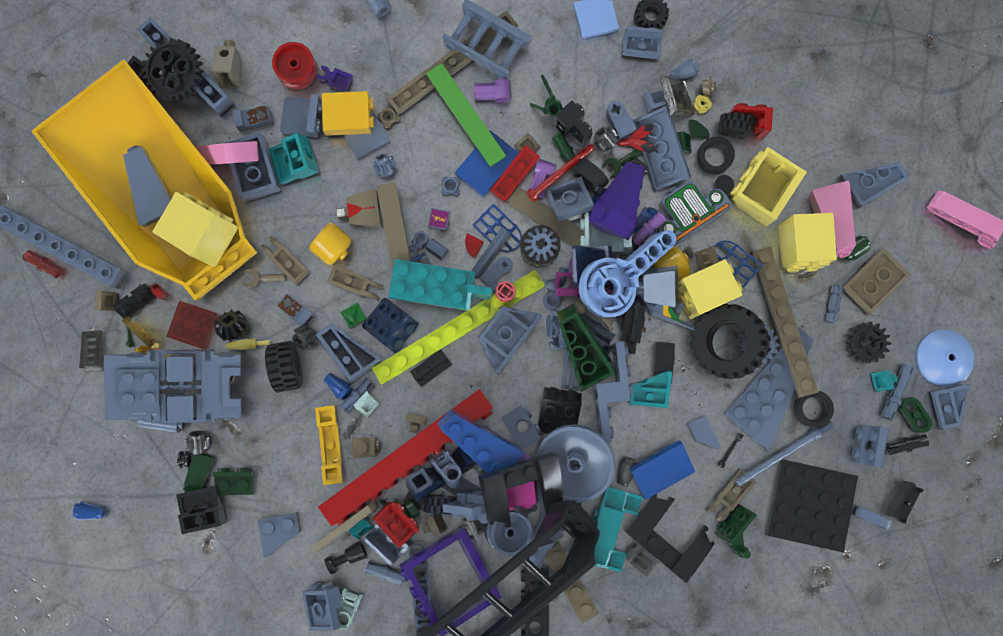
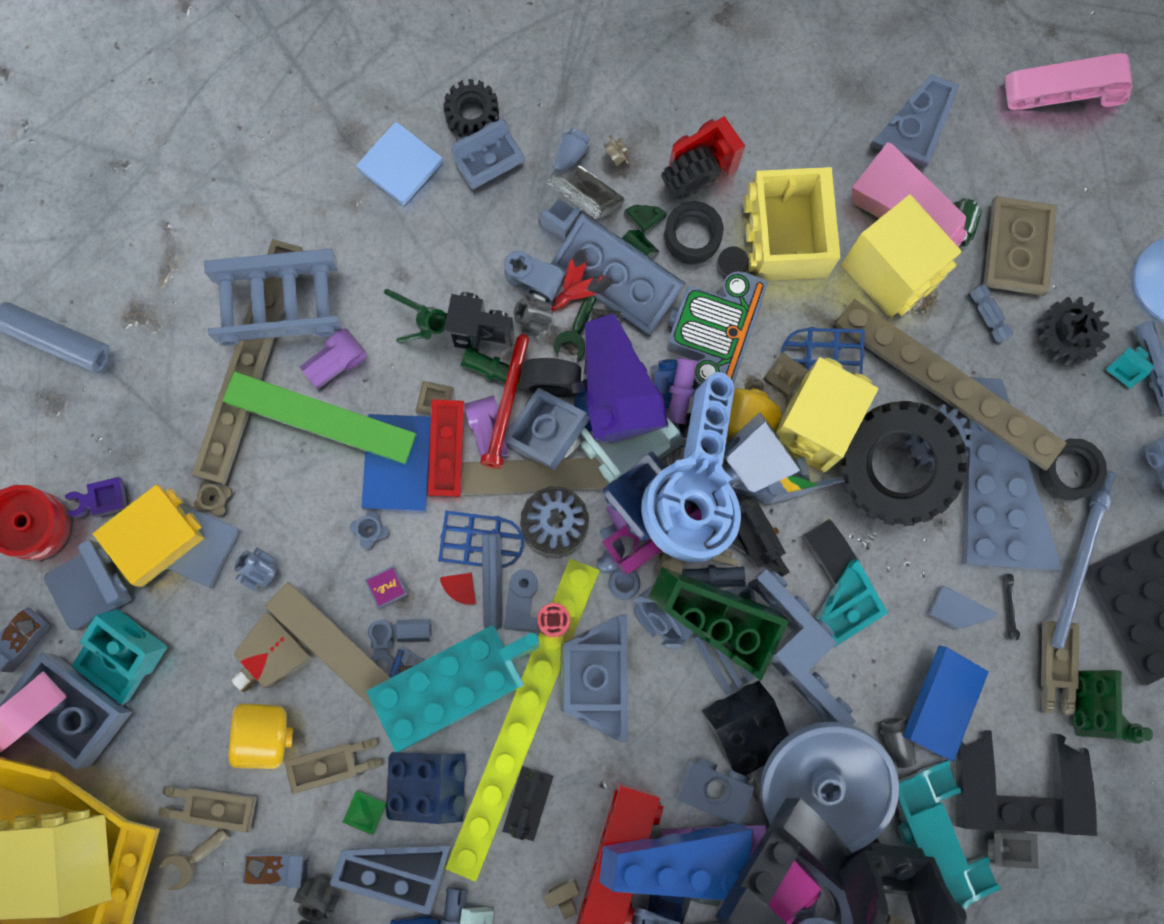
camera: 40 degrees left, 5 degrees down
(702, 108) = (625, 185): light yellow plate -> none

